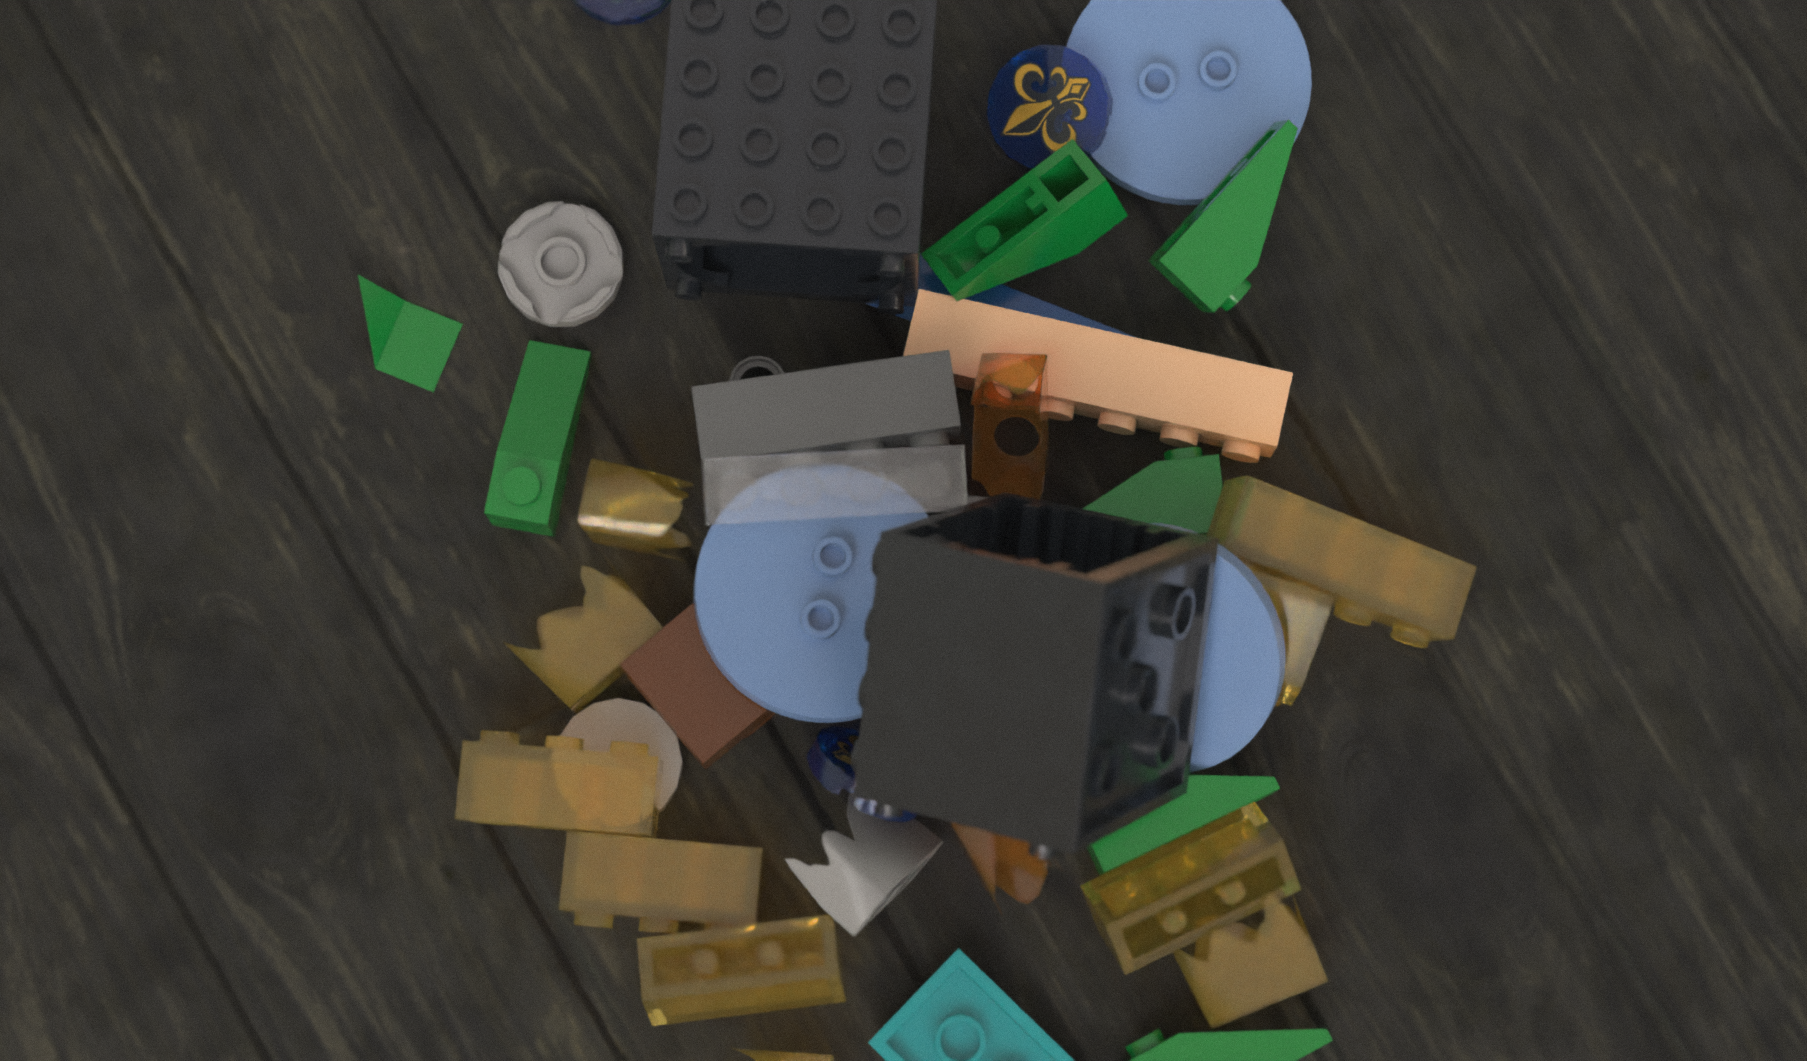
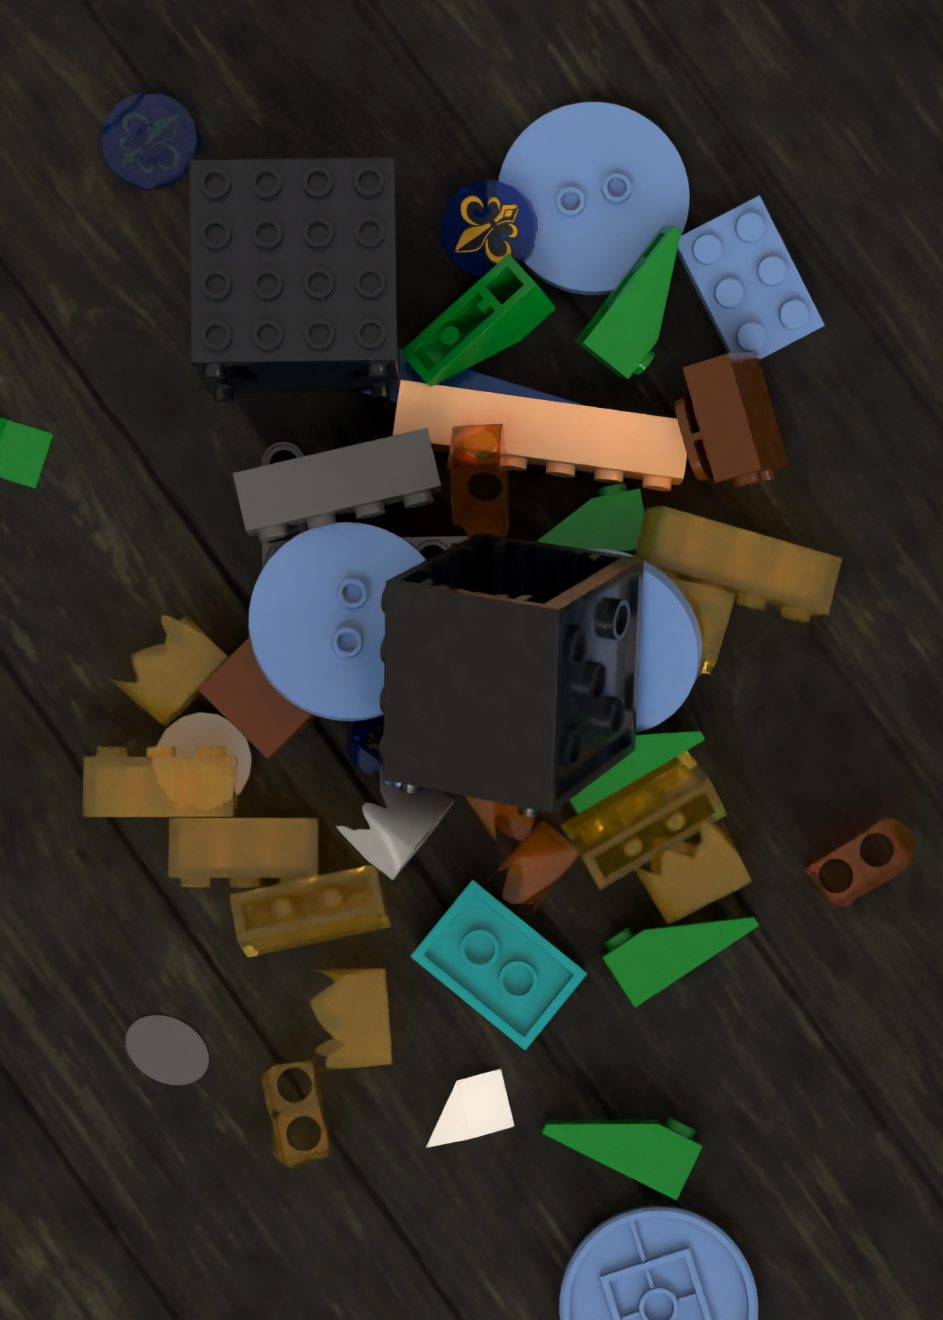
camera: 10 degrees left, 5 degrees up
(538, 439) = (119, 518): green slope -> none
(561, 264) = (124, 381): light grey tile -> none
(632, 508) = (195, 567): clear yellow piece -> none
(833, 484) = (348, 539): clear plate -> none
(1044, 934) = (537, 865): none -> clear orange piece
(1343, 376) = (730, 421): none -> reddish brown brick
(1379, 205) = (748, 281): none -> medium blue plate
(1531, 951) = (862, 872): none -> clear orange piece

